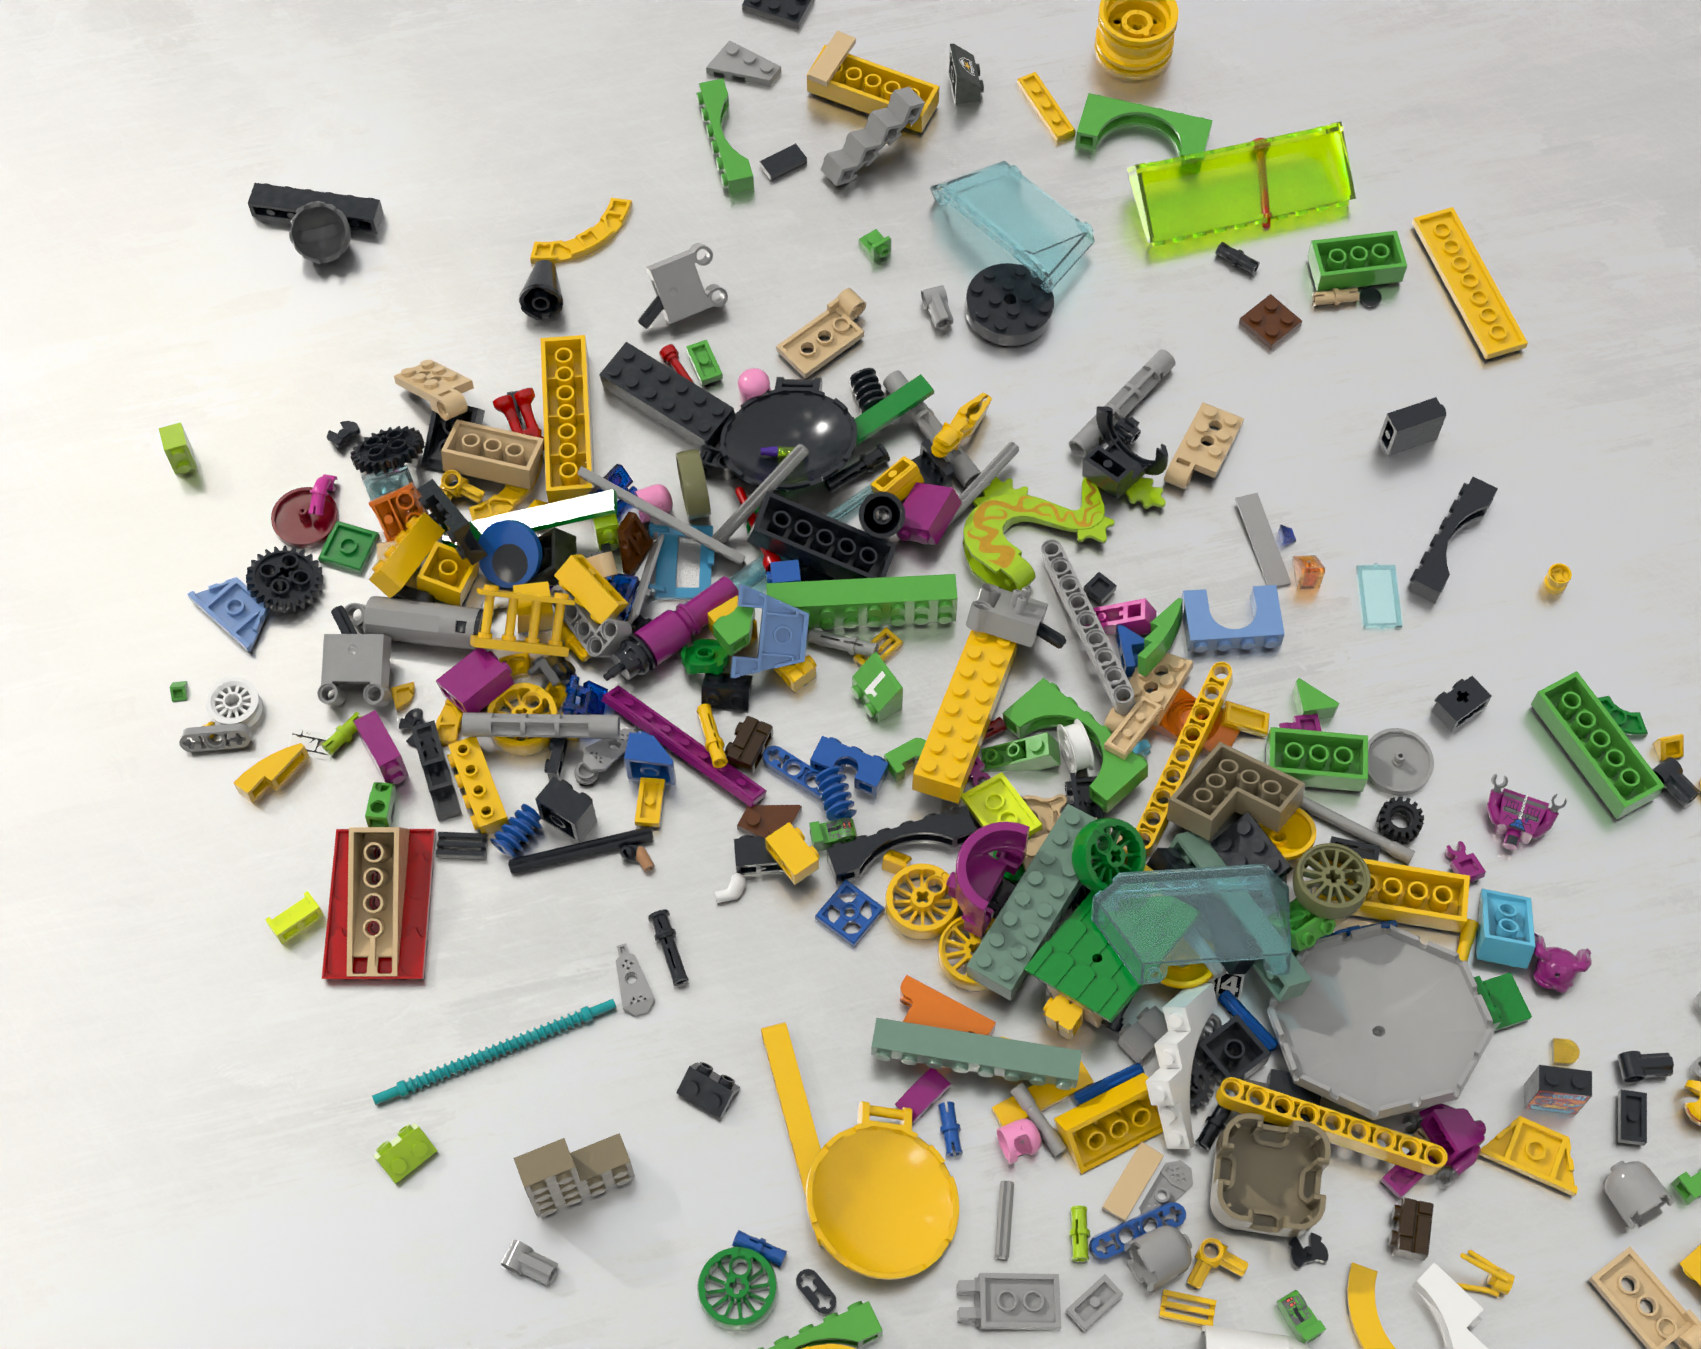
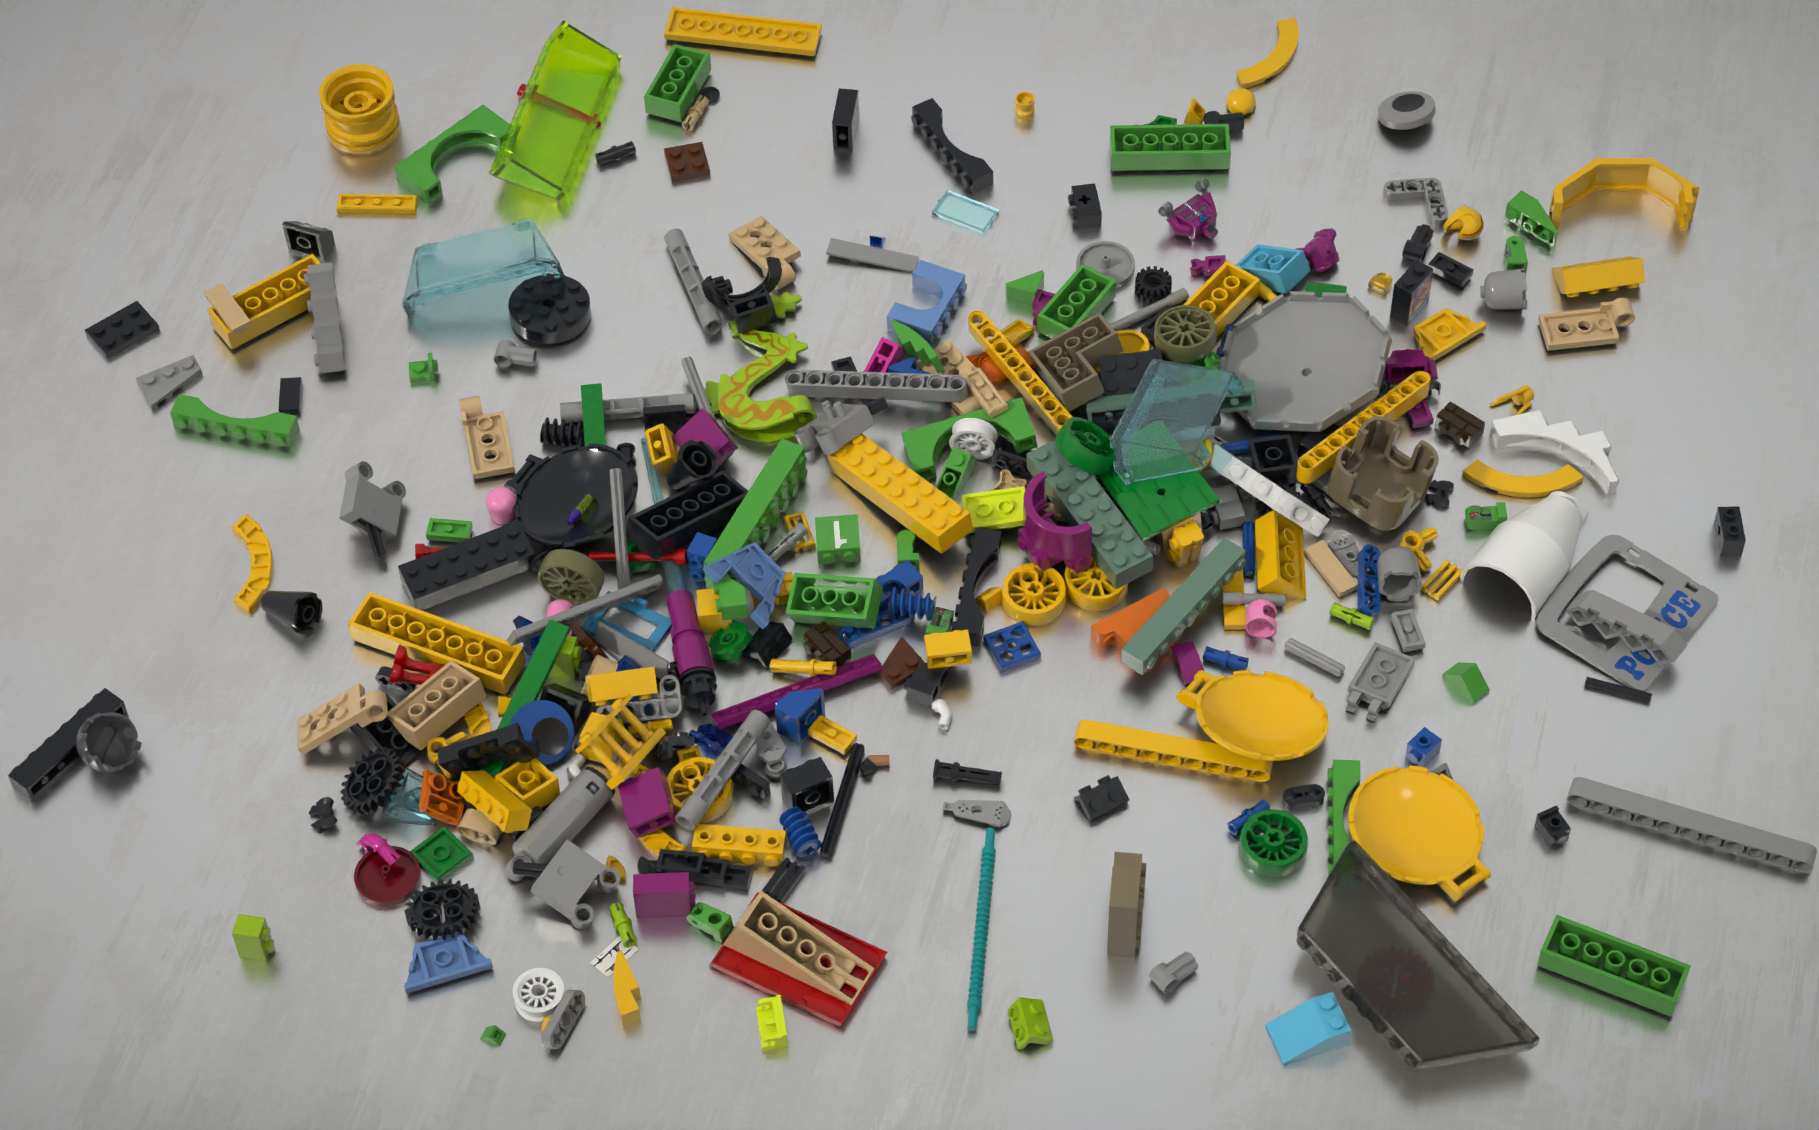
camera: 60 degrees left, 10 degrees down
(795, 721) = (834, 600): none -> bright green brick
(961, 426) = (642, 380): yellow arm -> none
(1308, 571) = (918, 239): clear orange slope -> none

